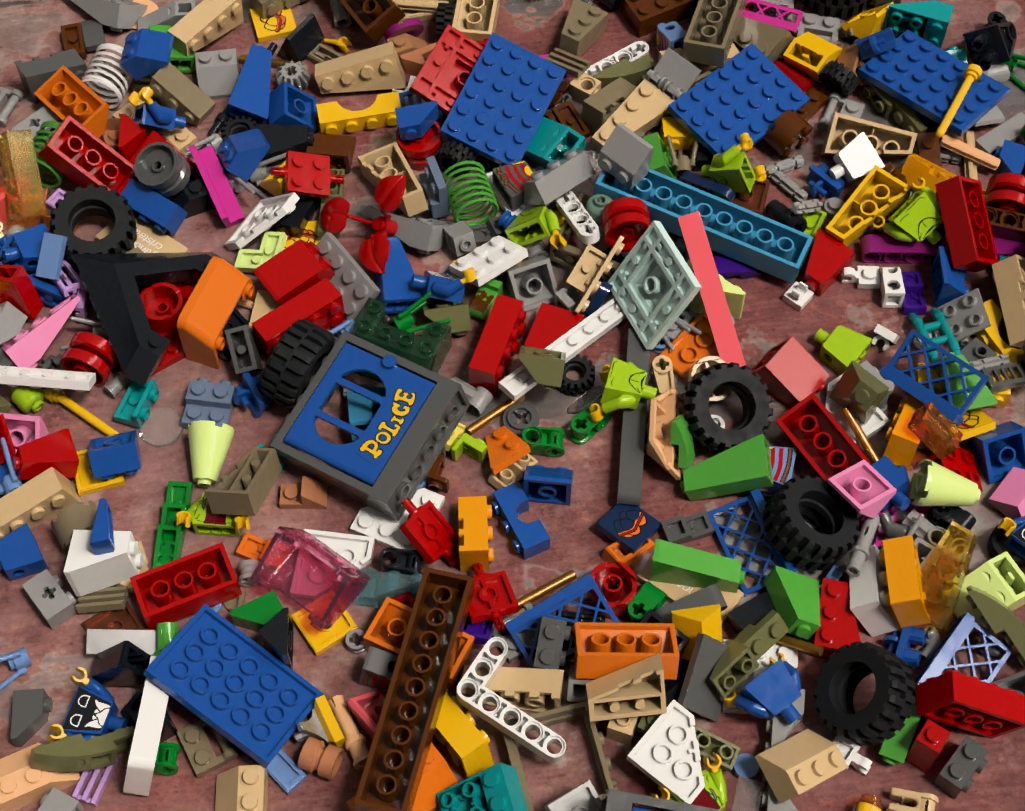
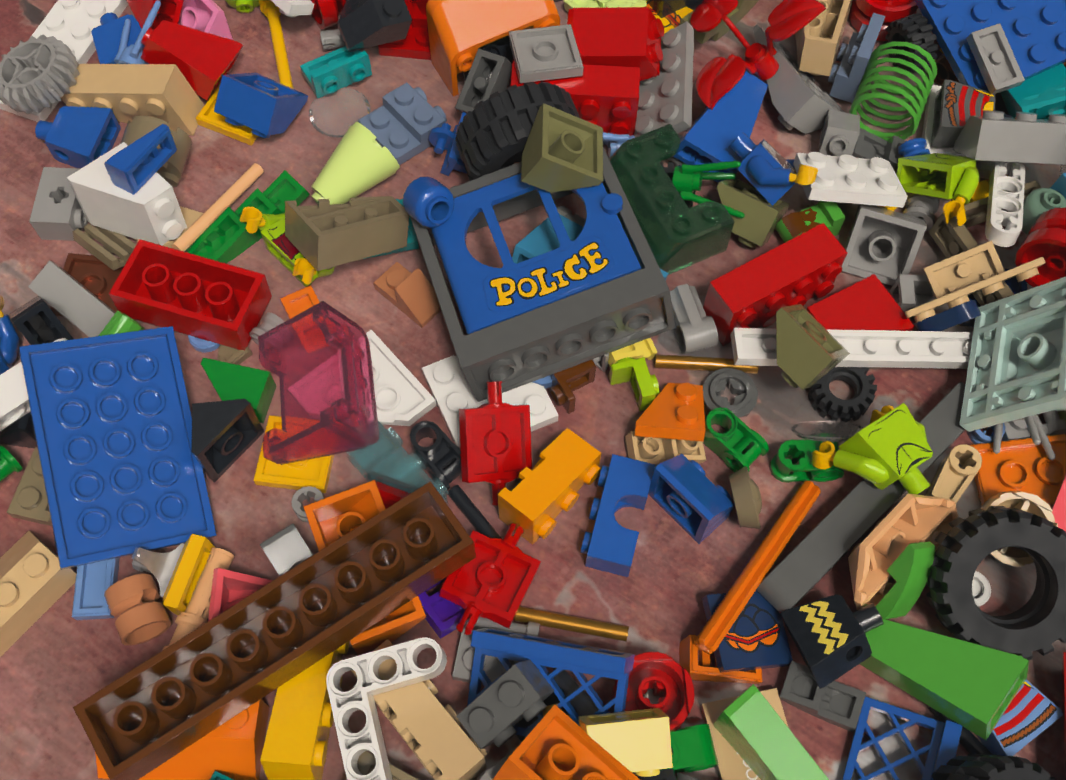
camera: 40 degrees right, 5 degrees up
(148, 530) = (218, 208): none -> light nougat bar
(267, 306) = (545, 53): none -> light grey tile
(286, 433) = (428, 202): none -> blue head
(339, 353) = (562, 152): none -> olive slope
(510, 141) = (995, 59): none -> light grey plate
(575, 462) = (746, 498): none -> dark tan hat
(609, 490) = (757, 568): none -> orange axle
(623, 607) = (633, 738): none -> light yellow slope
(669, 495) = (831, 636): none -> black torso

